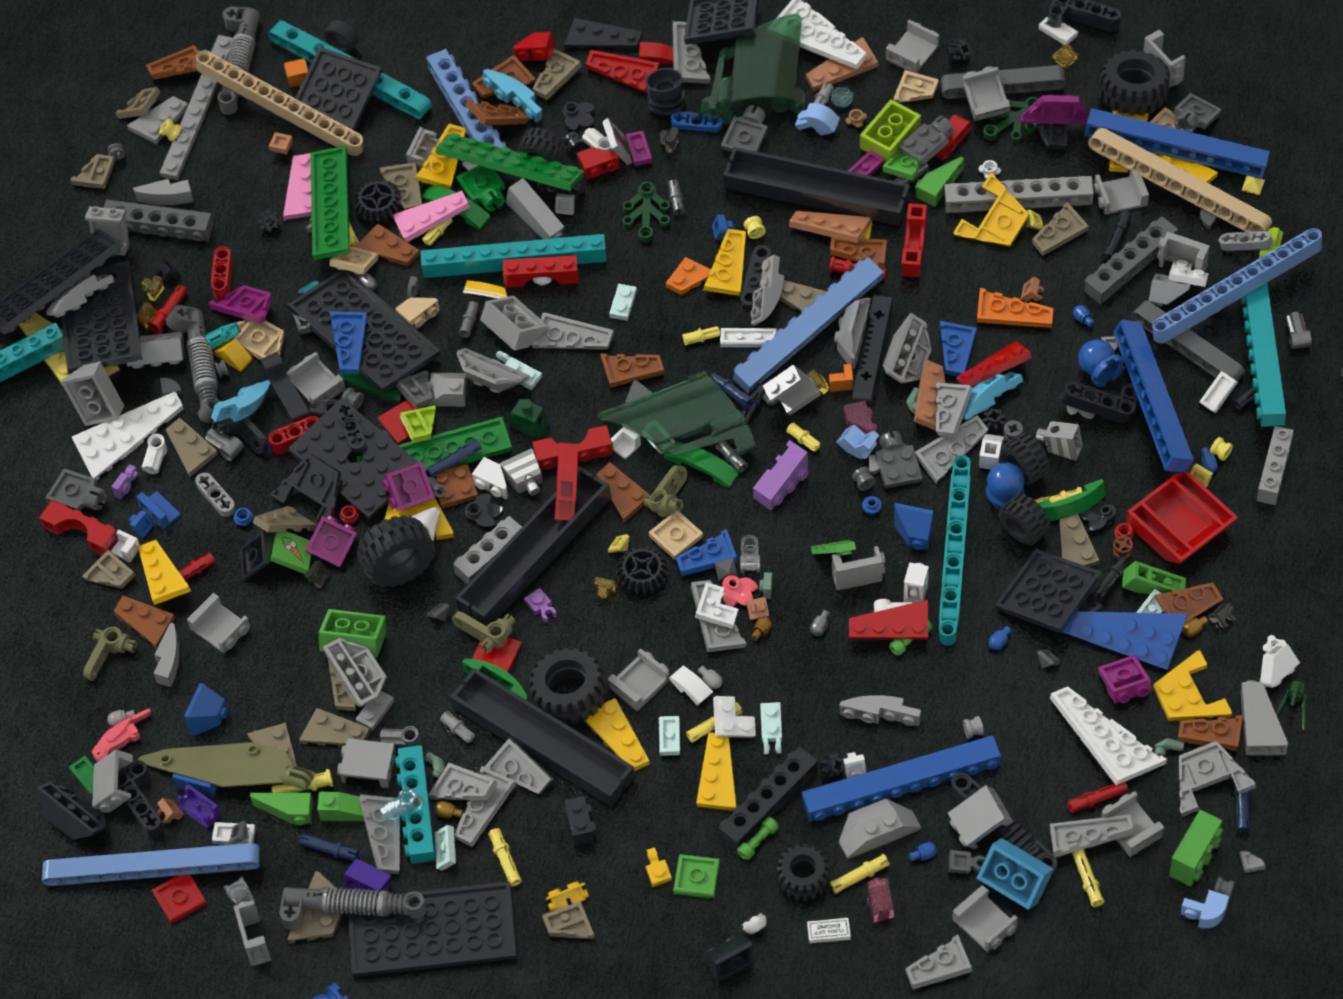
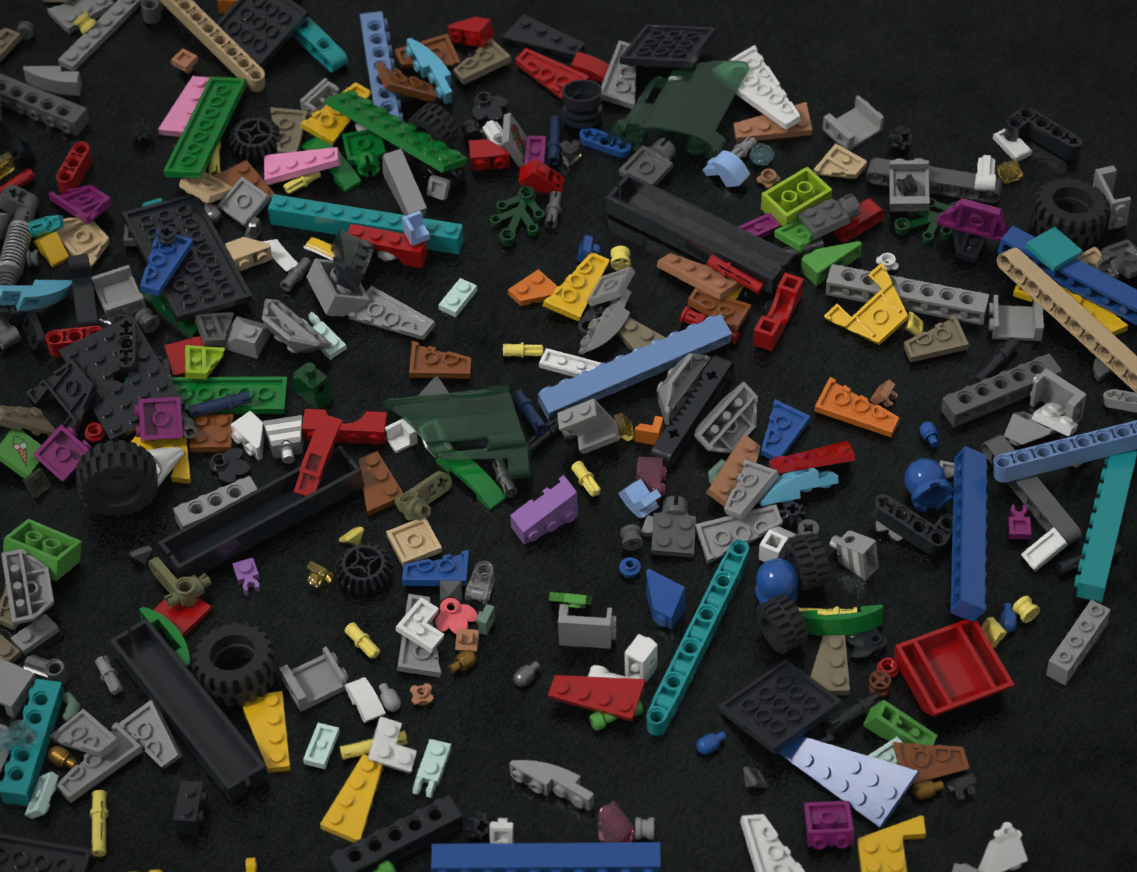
camera: 15 degrees right, 5 degrees down
(343, 311) = (166, 240): none -> black bush
(393, 264) = (244, 201): none -> light grey tile
(447, 306) = (280, 255): none -> white sticker
(519, 292) = (351, 259): none -> black wedge
(566, 250) = (414, 228): none -> light blue panel
(652, 134) = (554, 140): none -> dark blue pin
(653, 170) = (540, 177): none -> red slope
(666, 634) = (362, 640): none -> light yellow axle
(737, 671) = (421, 699): none -> nougat plate
(759, 256) = (611, 286): none -> light grey tile
(842, 211) = (715, 263): none -> red pin
(948, 732) = (614, 825): none -> clear pink slope
(984, 94) = (906, 185): none -> black wheel
(1049, 68) = (985, 175): none -> white piece
(1134, 120) = (1053, 249): none -> teal tile
(1188, 376) = (1019, 524): none -> magenta plate

